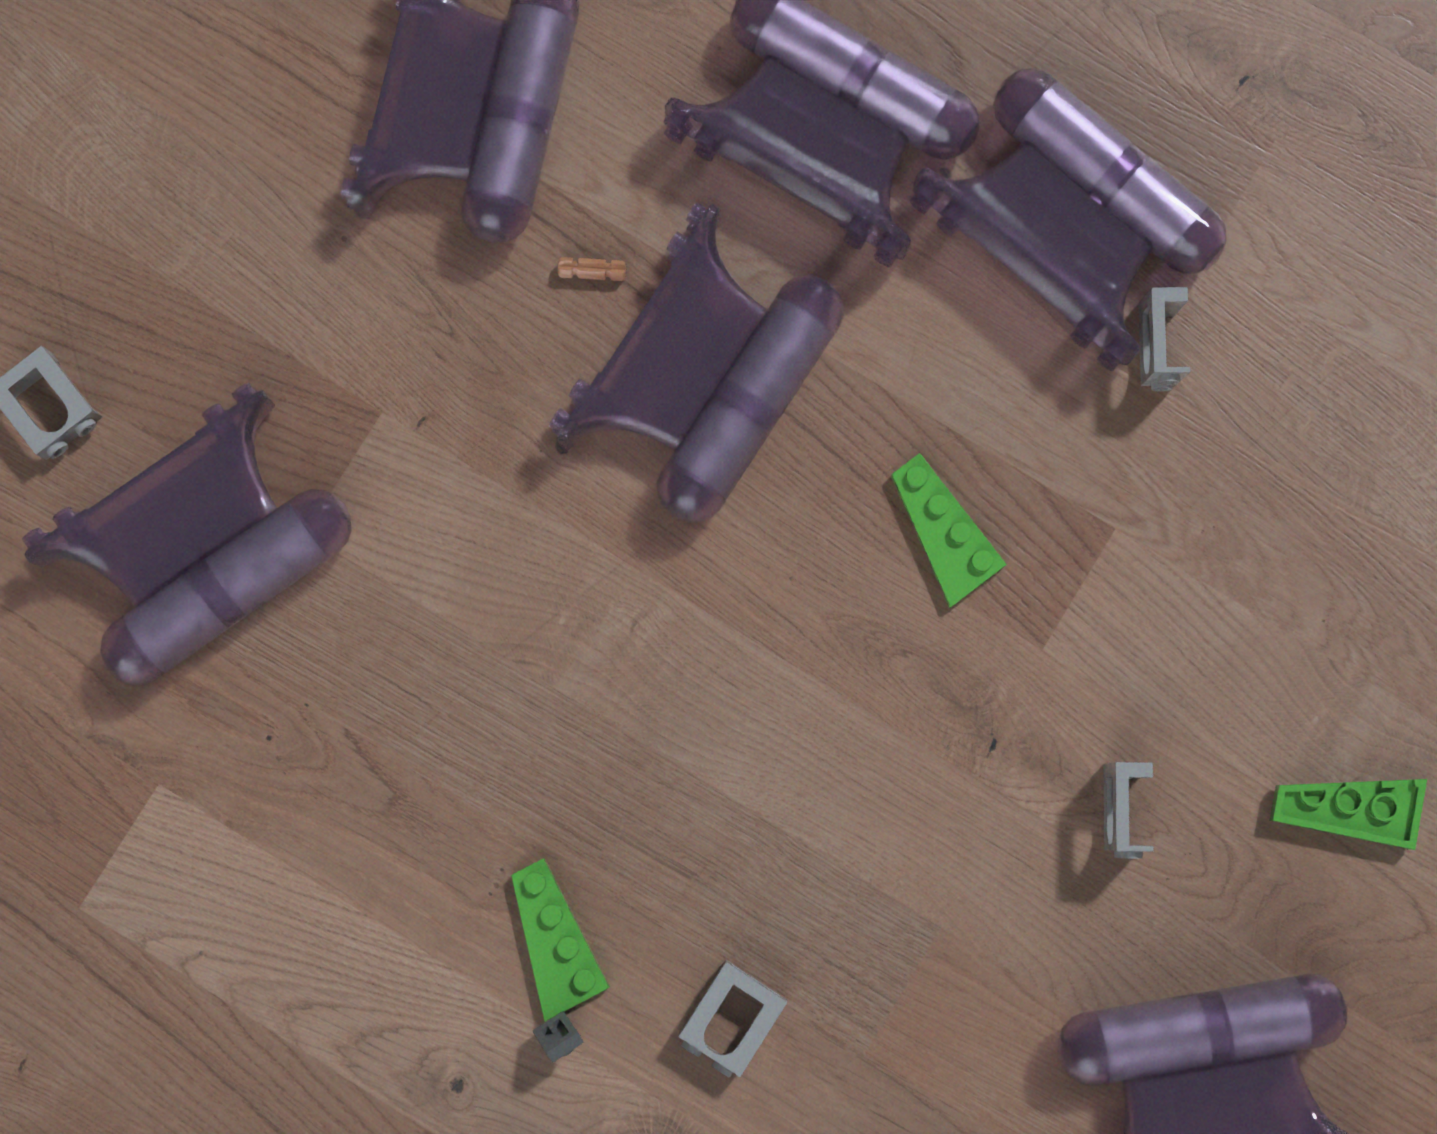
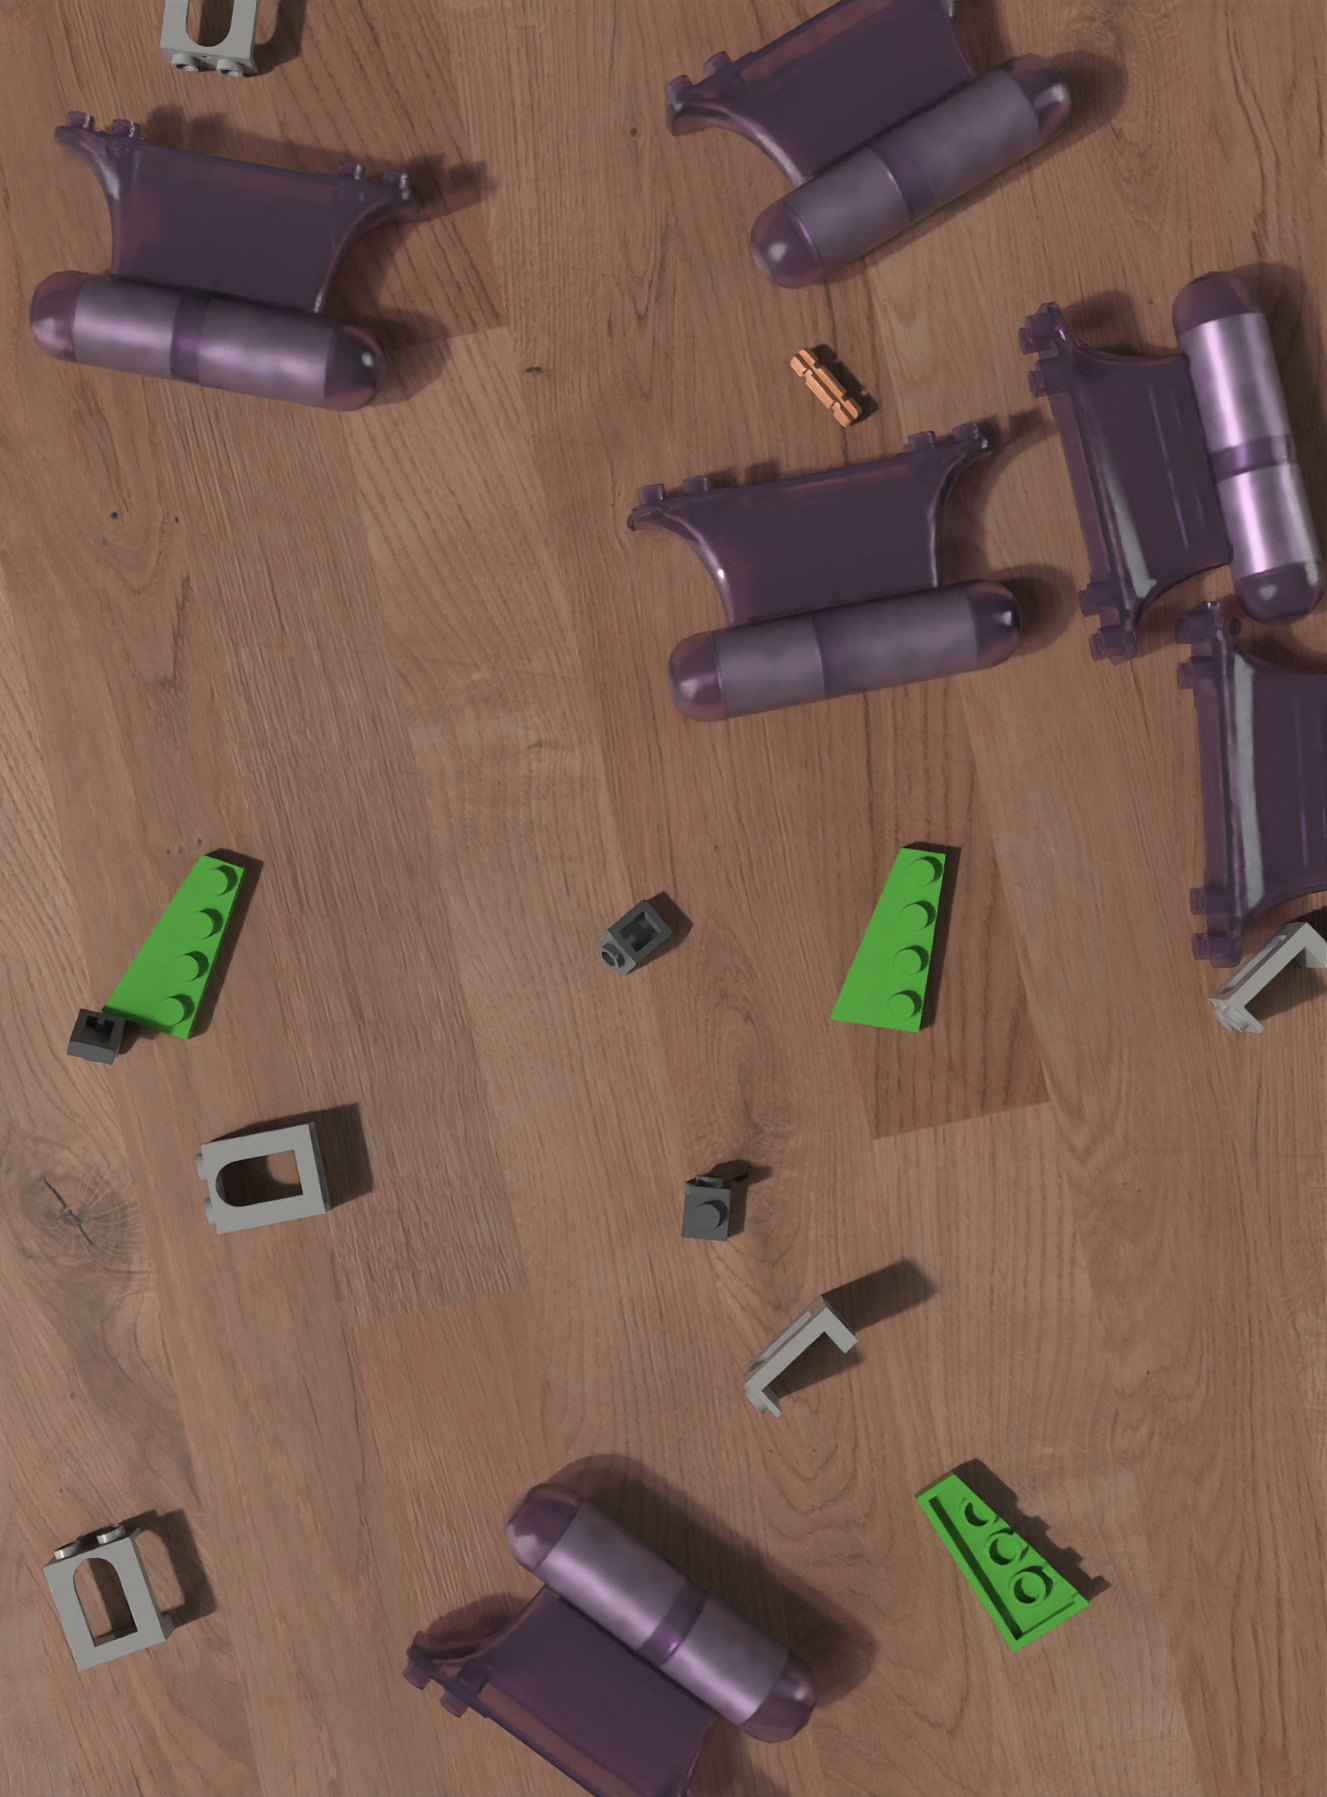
camera: 45 degrees right, 5 degrees up
(797, 674) = (632, 938): none -> dark grey bracket
(992, 781) = (706, 1208): none -> dark grey bracket

